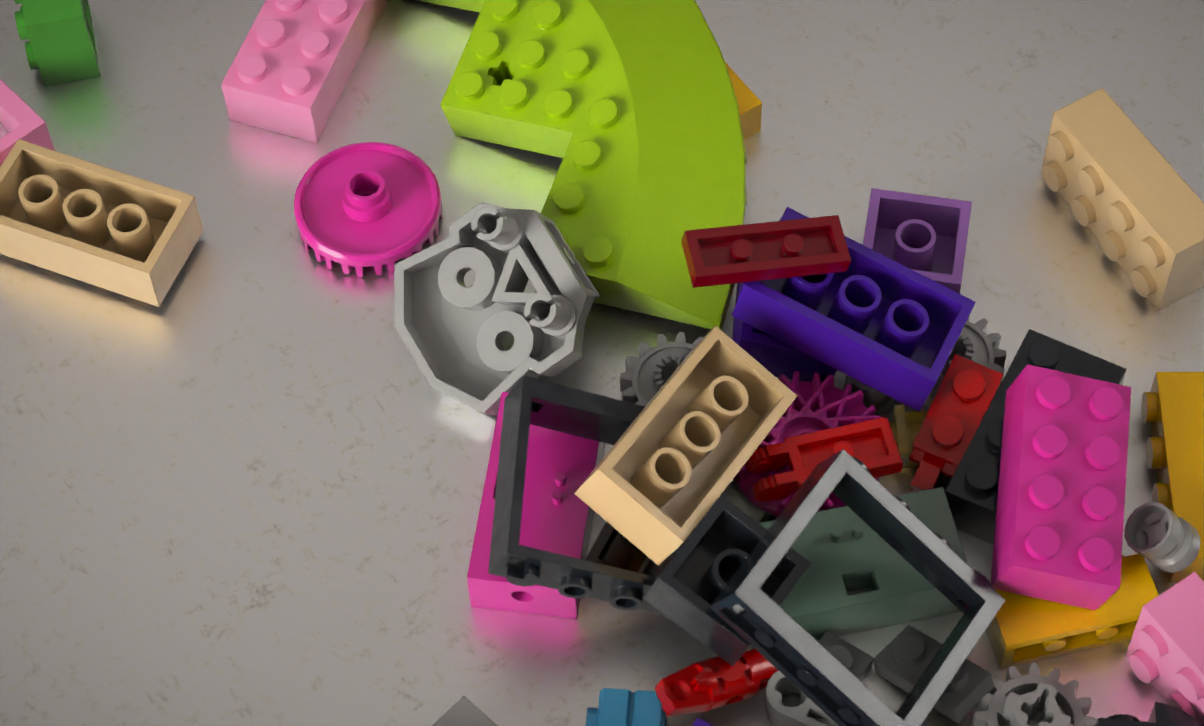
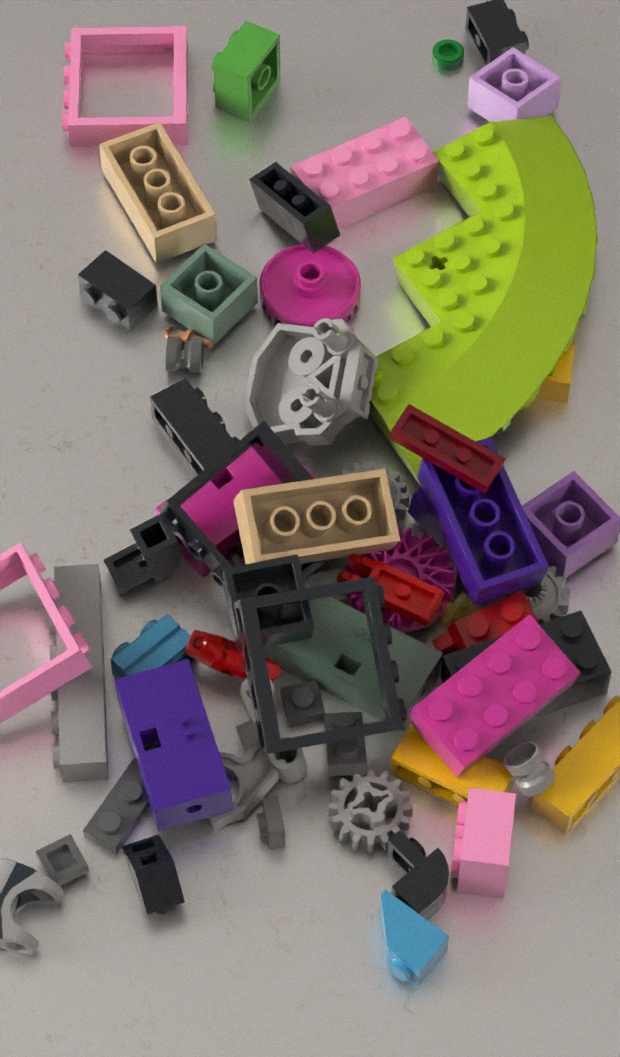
camera: 40 degrees right, 0 degrees up
(149, 368) = (117, 290): none -> black brick
(268, 293) = (209, 294): none -> sand green brick
(272, 126) = (295, 207): none -> black brick
(284, 362) = (186, 336): none -> nougat hand
(305, 383) = (192, 355): none -> dark grey wheel
(408, 460) = (191, 425): none -> black brick
(507, 643) = (152, 556): none -> black brick

